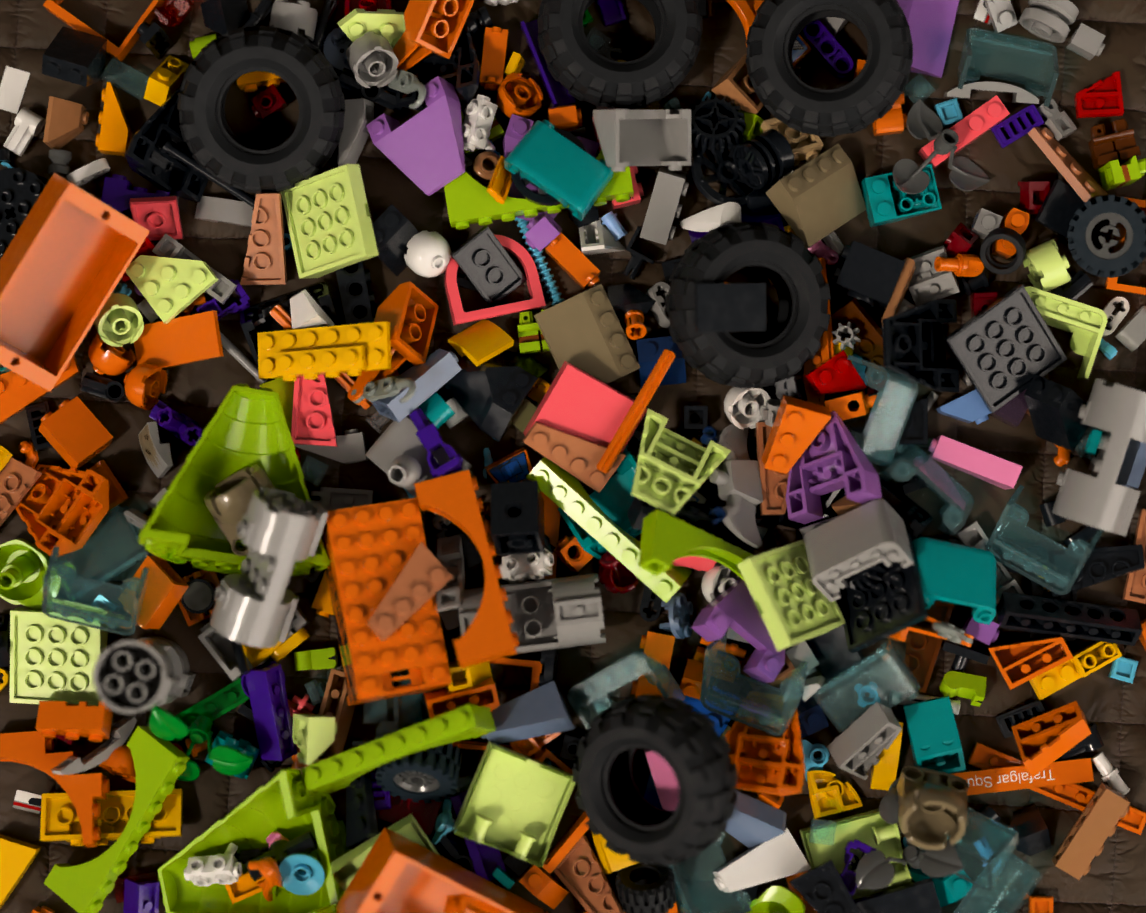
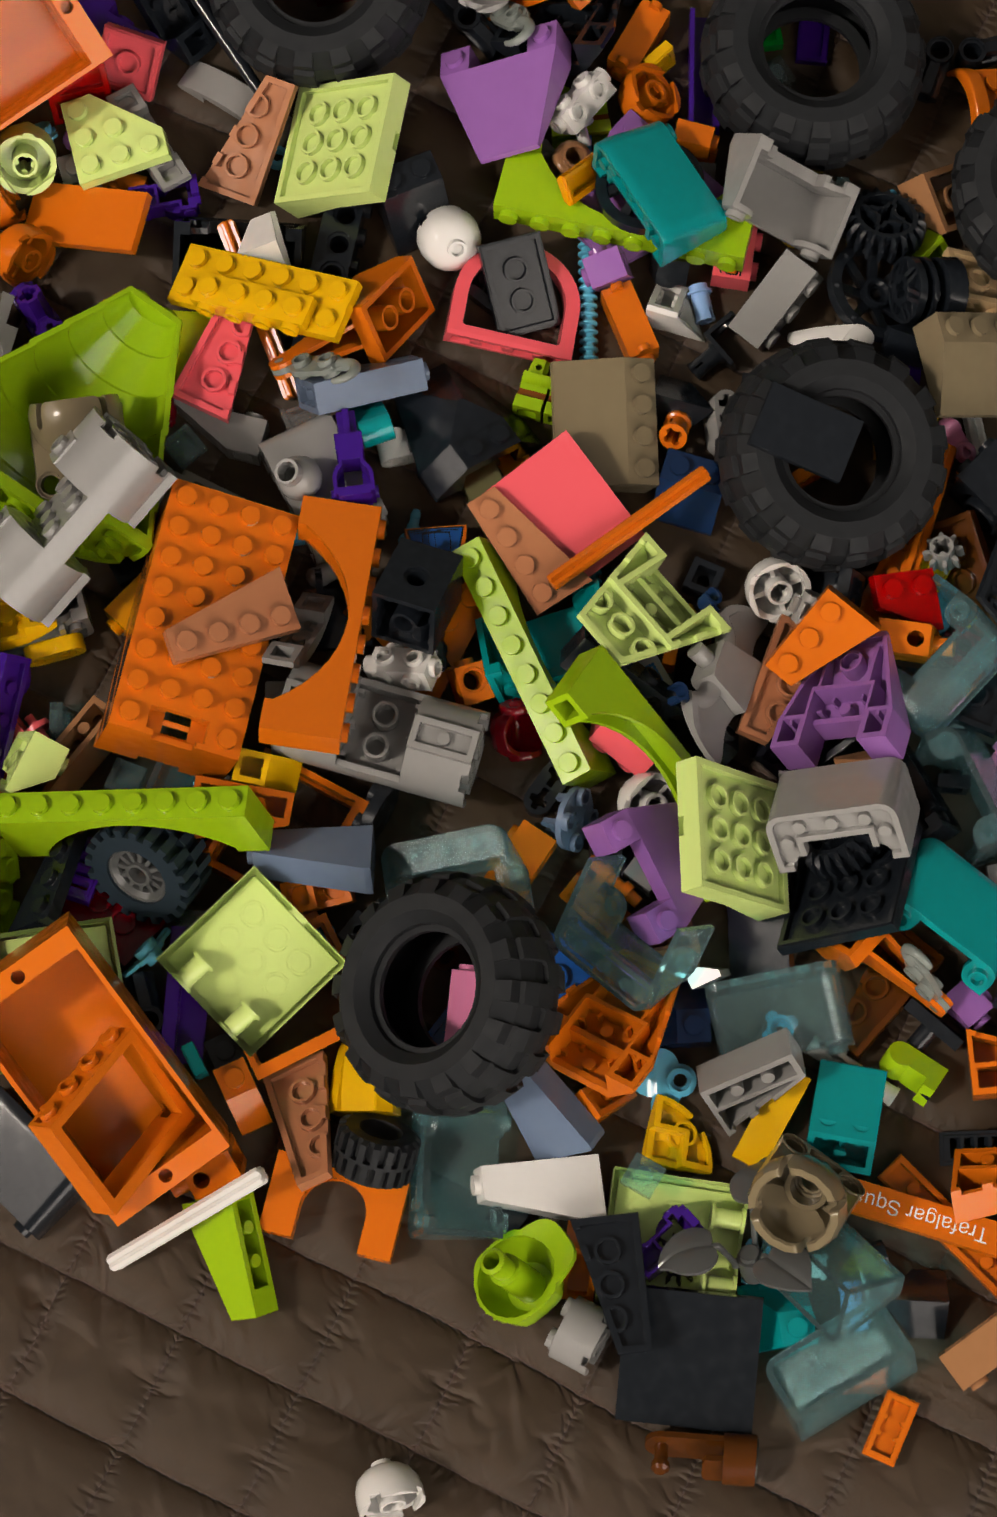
camera: 25 degrees right, 10 degrees down
(241, 358) = (155, 270): light grey bar -> none
(316, 659) = (79, 681): lime leg -> none
(355, 133) = (423, 56): light grey slope -> none
(481, 341) = (469, 371): yellow slope -> none
(692, 679) = (553, 905): orange brick -> none
(800, 653) = (718, 948): light grey brick -> none

